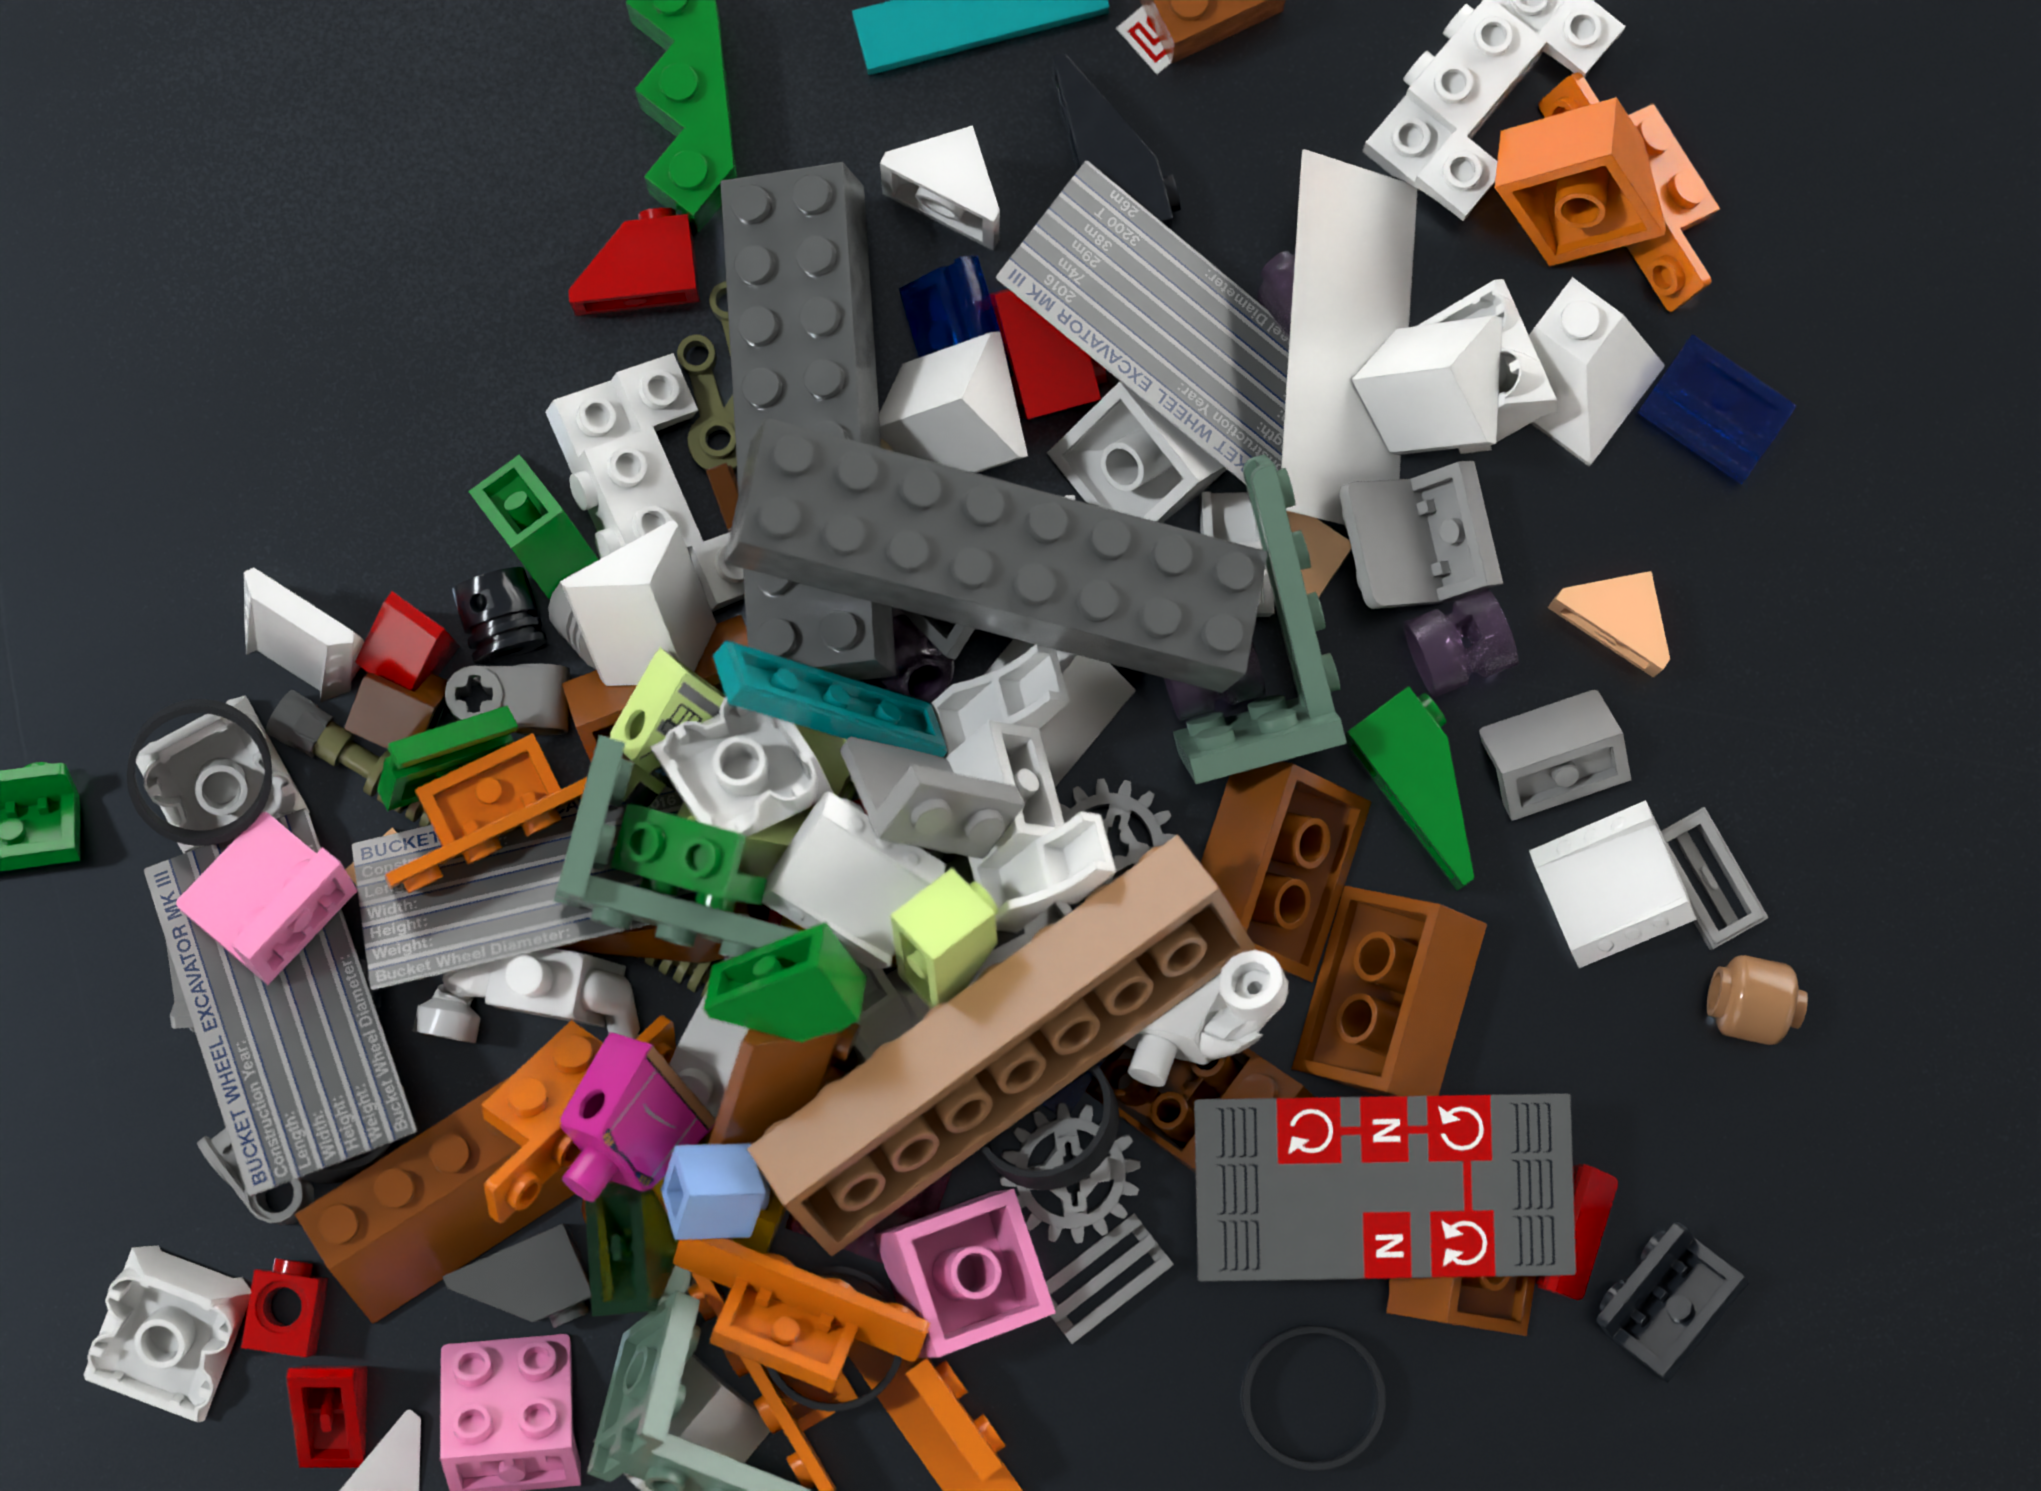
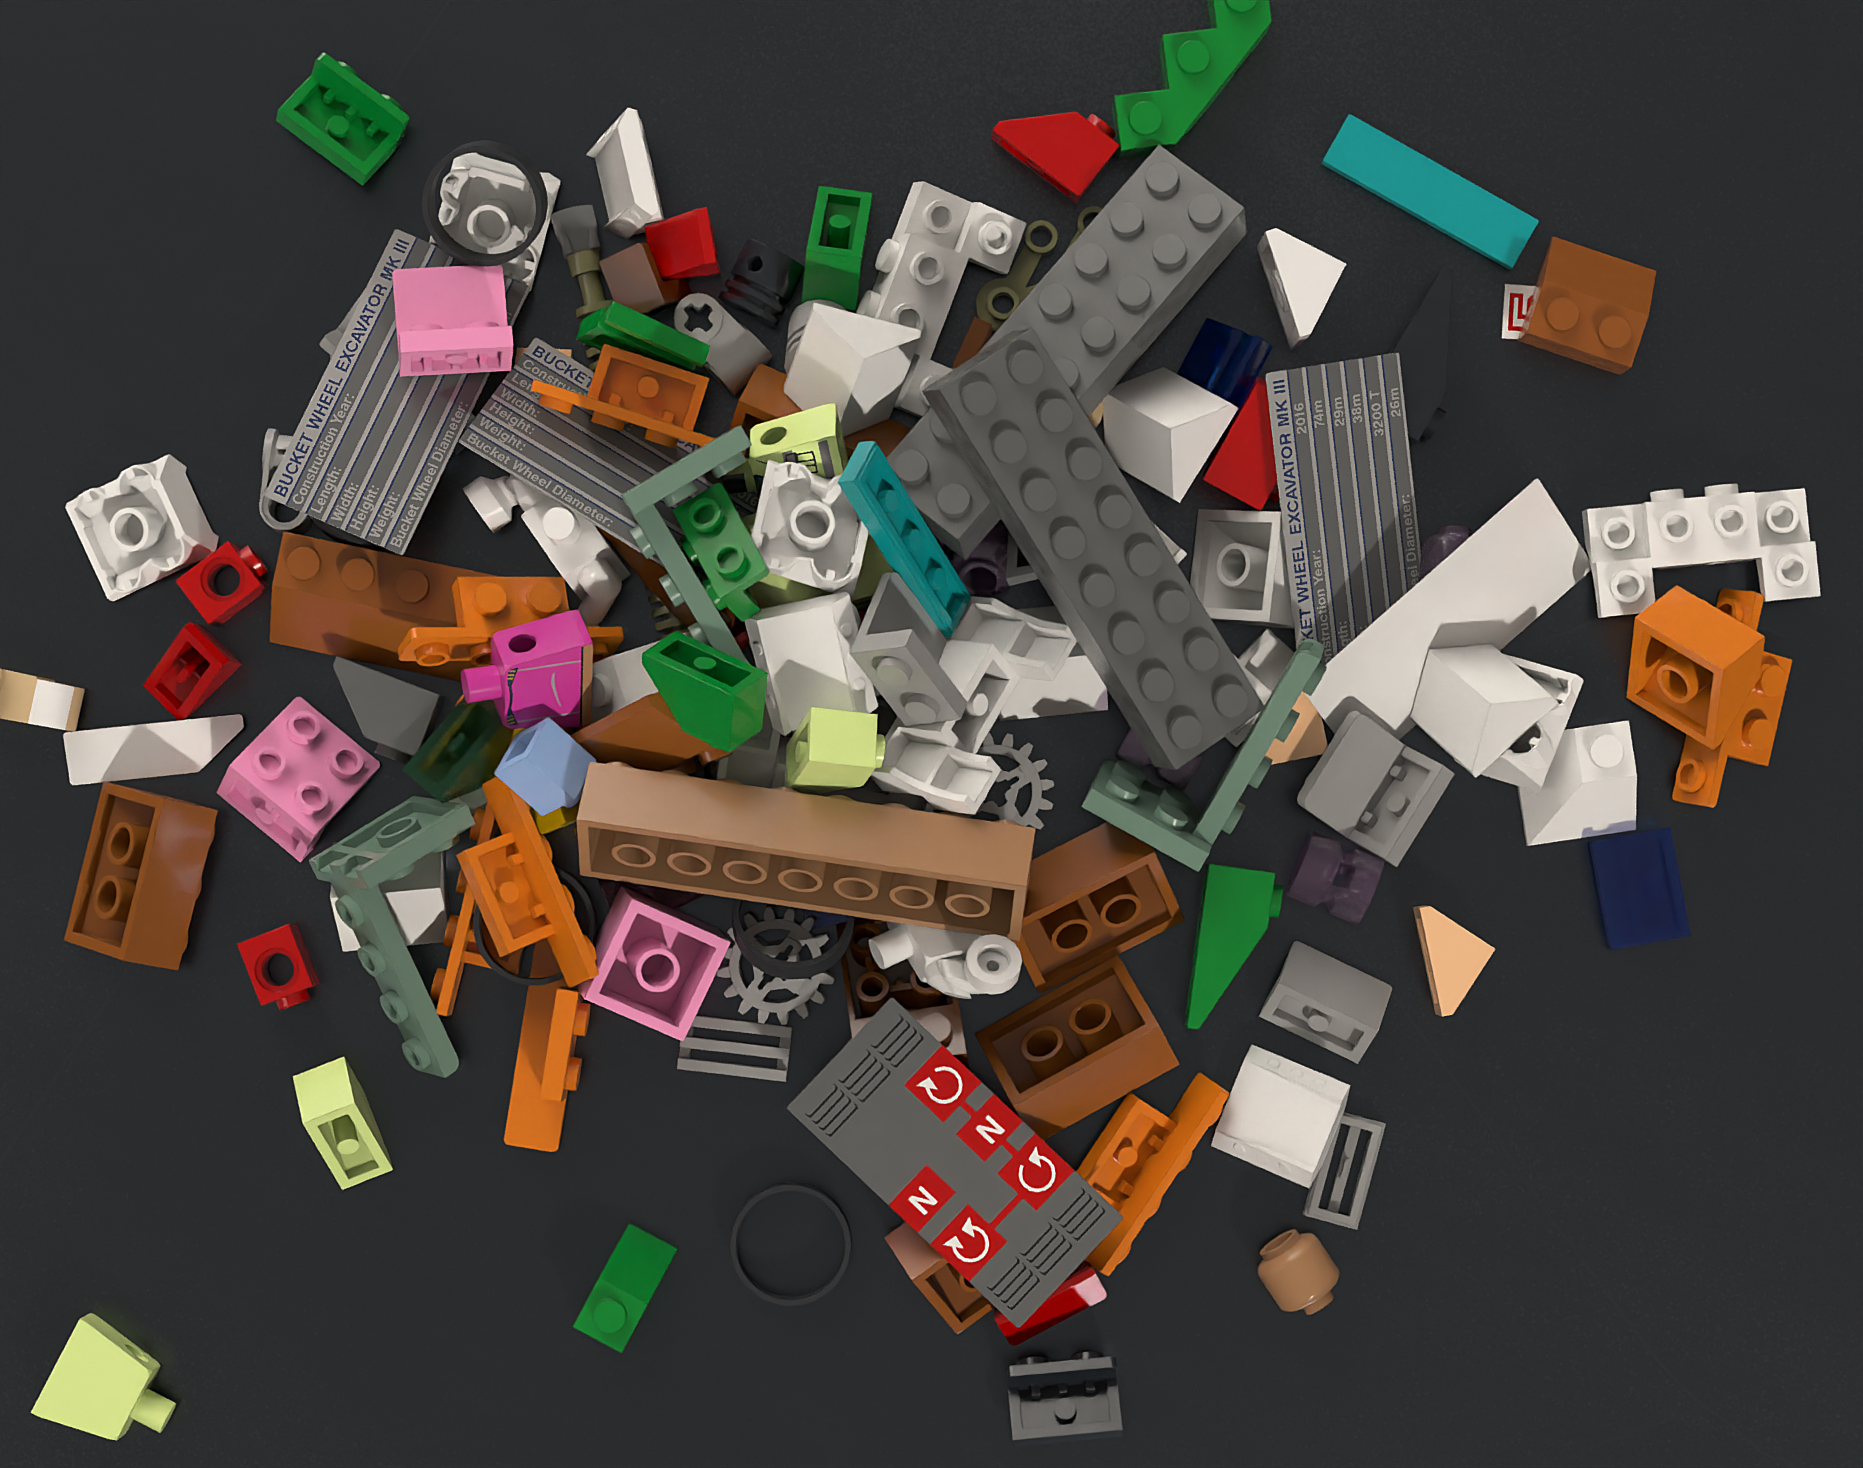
camera: 45 degrees right, 5 degrees up
(1532, 1030) = (1141, 1157): none -> orange bracket

